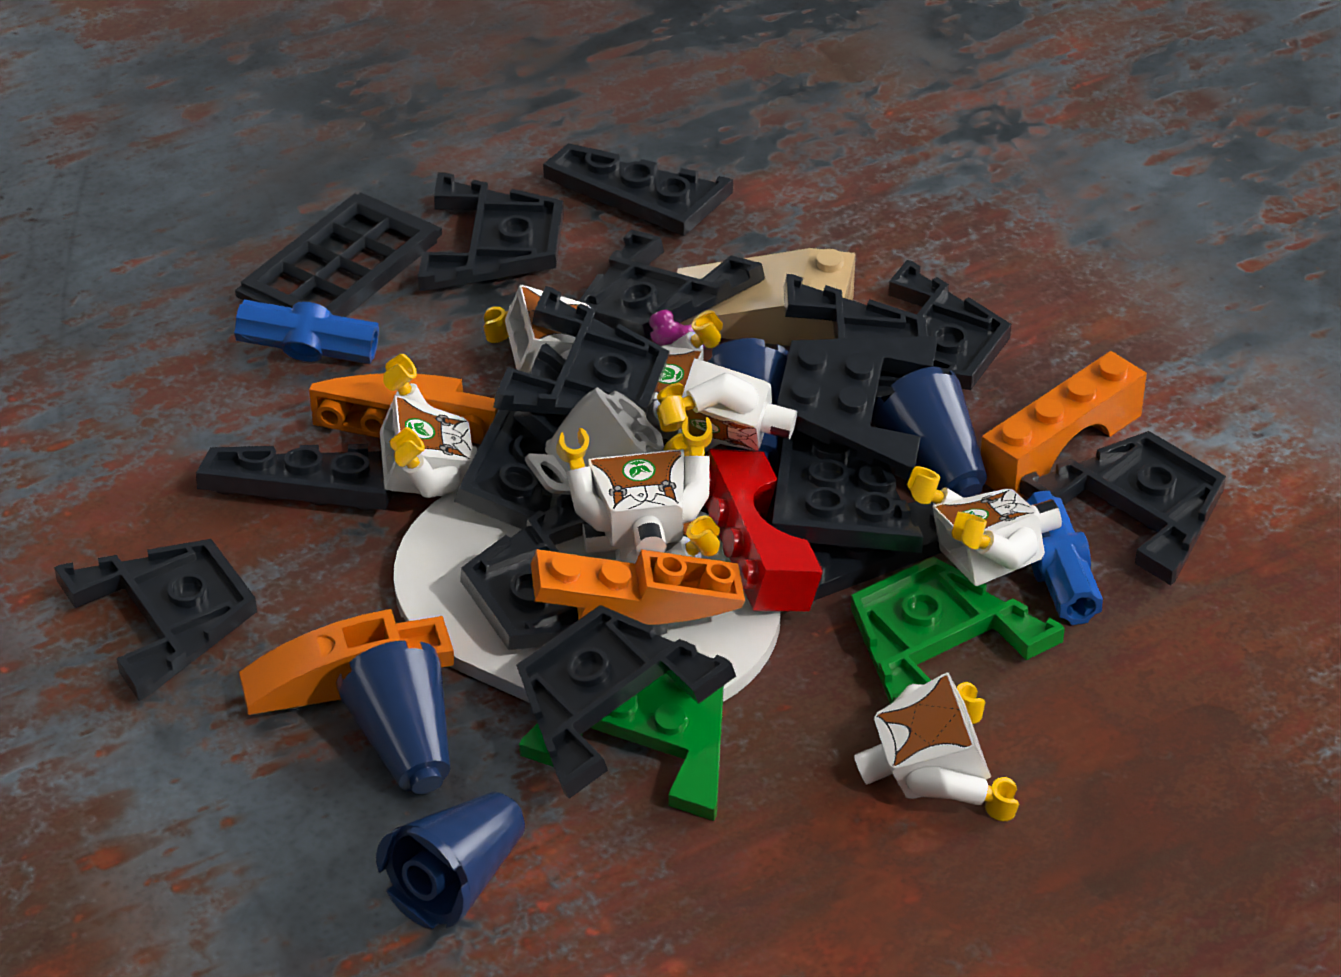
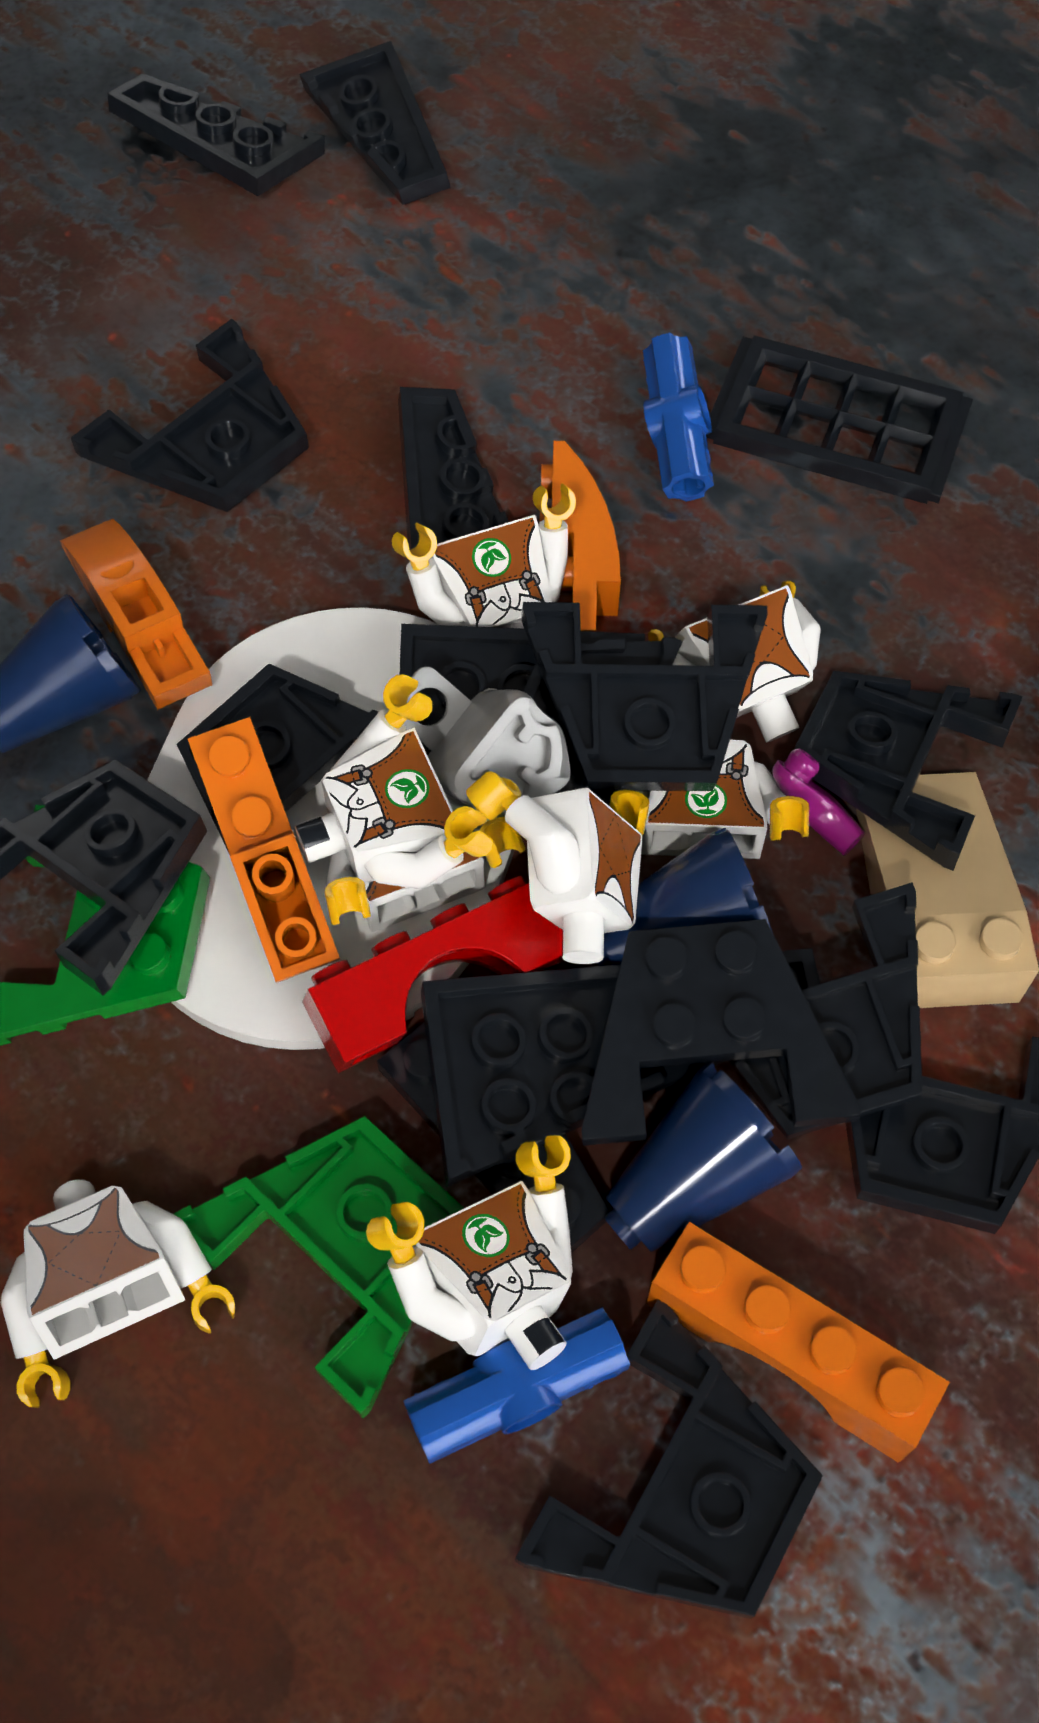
camera: 75 degrees right, 20 degrees up
(508, 238) = (953, 570): black wing -> none

